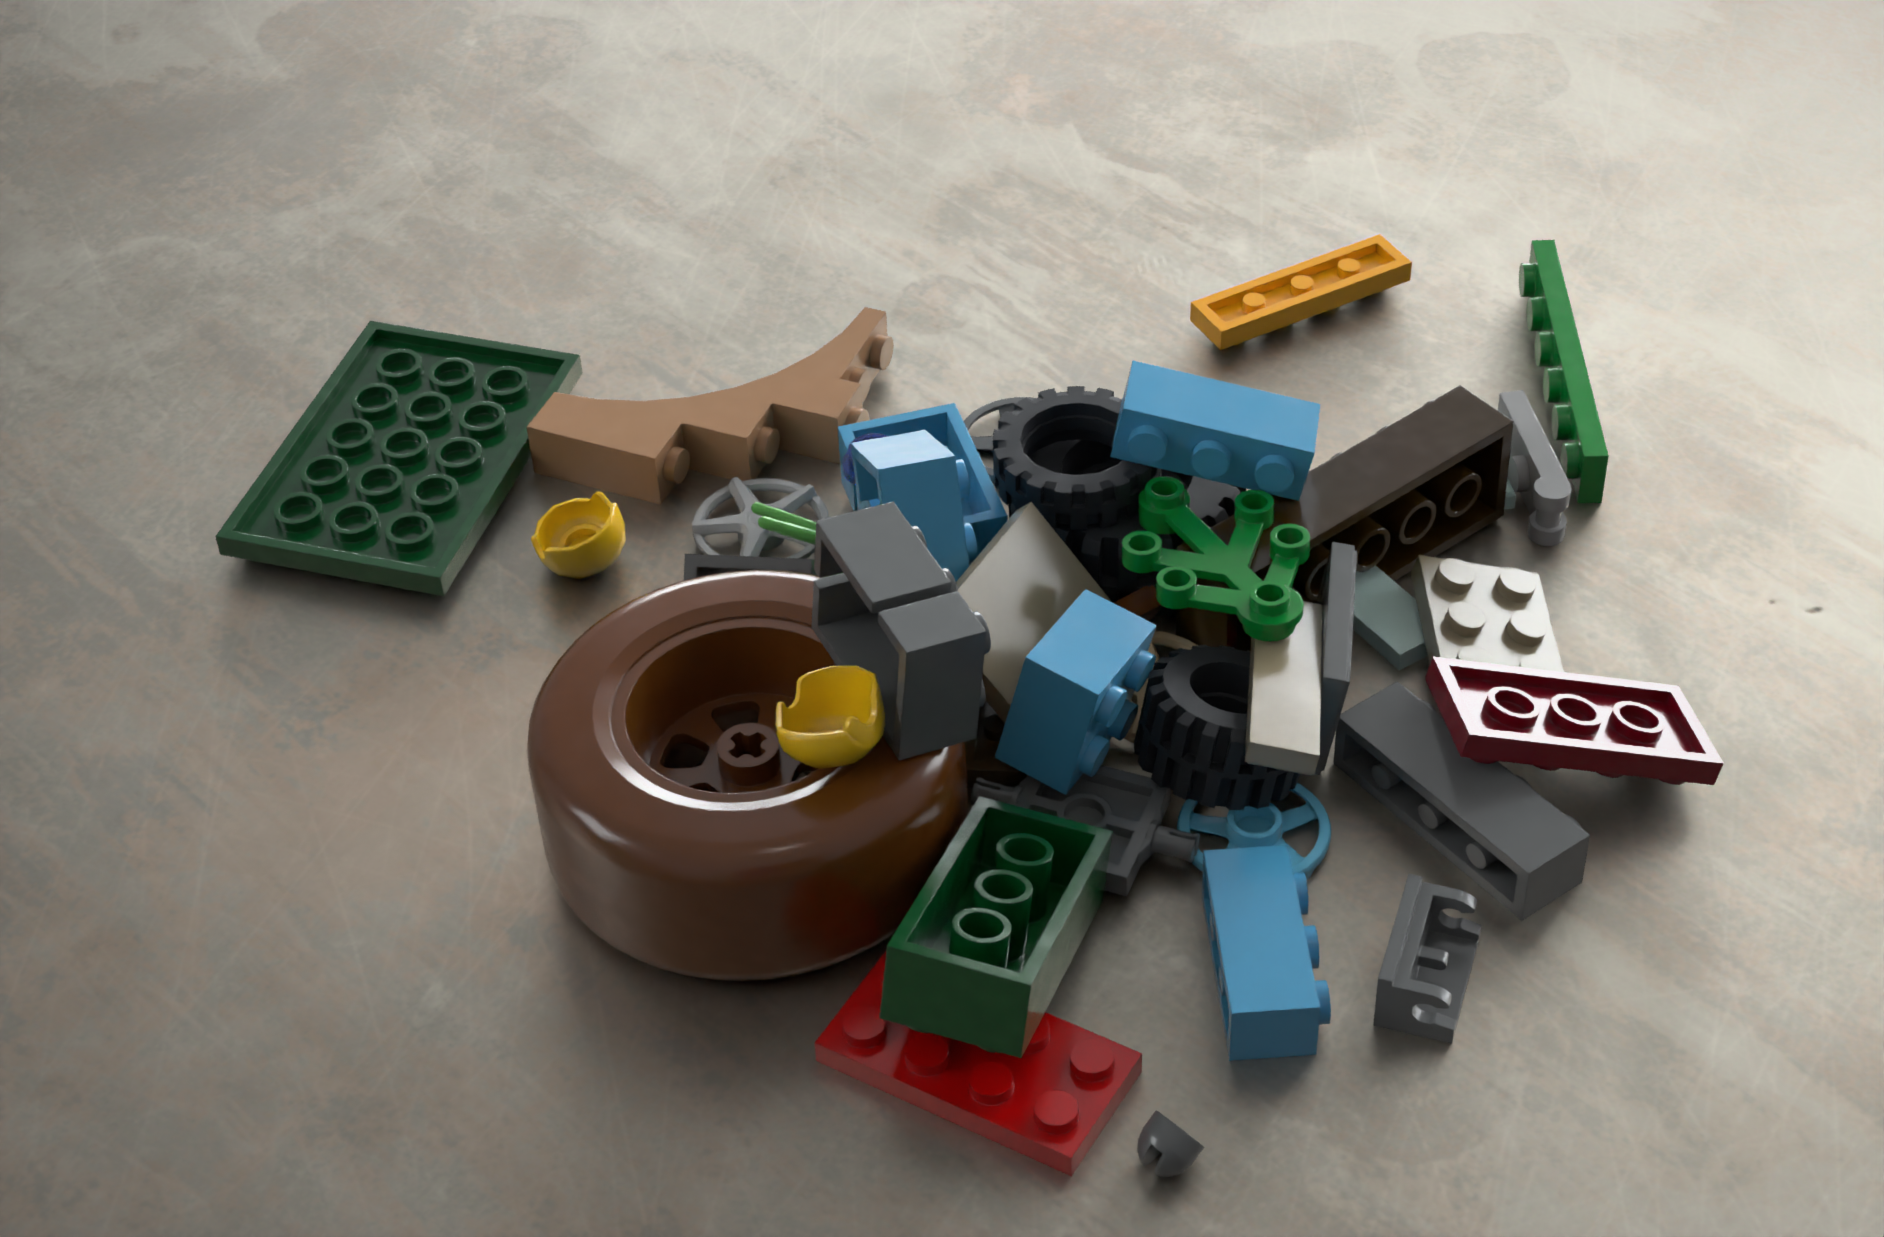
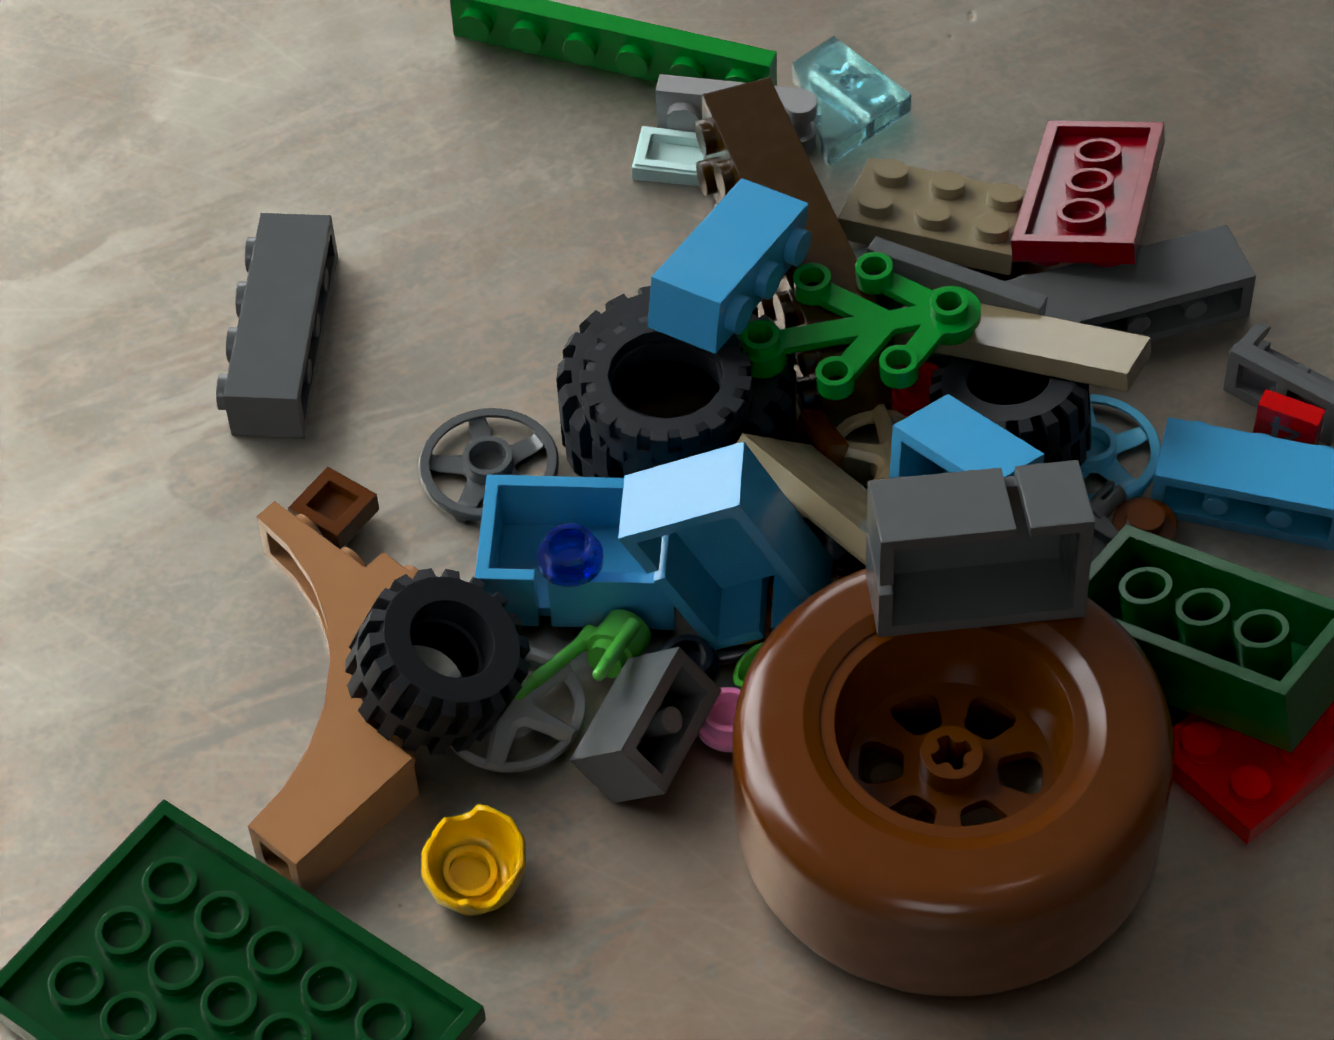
camera: 70 degrees left, 10 degrees up
(732, 387) = (462, 625): none -> black tyre
(832, 718) = (1051, 634): yellow hair -> none
(918, 363) = (336, 506): none -> reddish brown plate
(1099, 275) = (278, 326): none -> dark grey brick
(1168, 887) = (1146, 515): none -> reddish brown plate
(1300, 291) = (392, 187): light orange plate -> none
(1355, 963) = (1288, 418): none -> red tile
(1615, 543) = (851, 97): none -> clear light blue wing

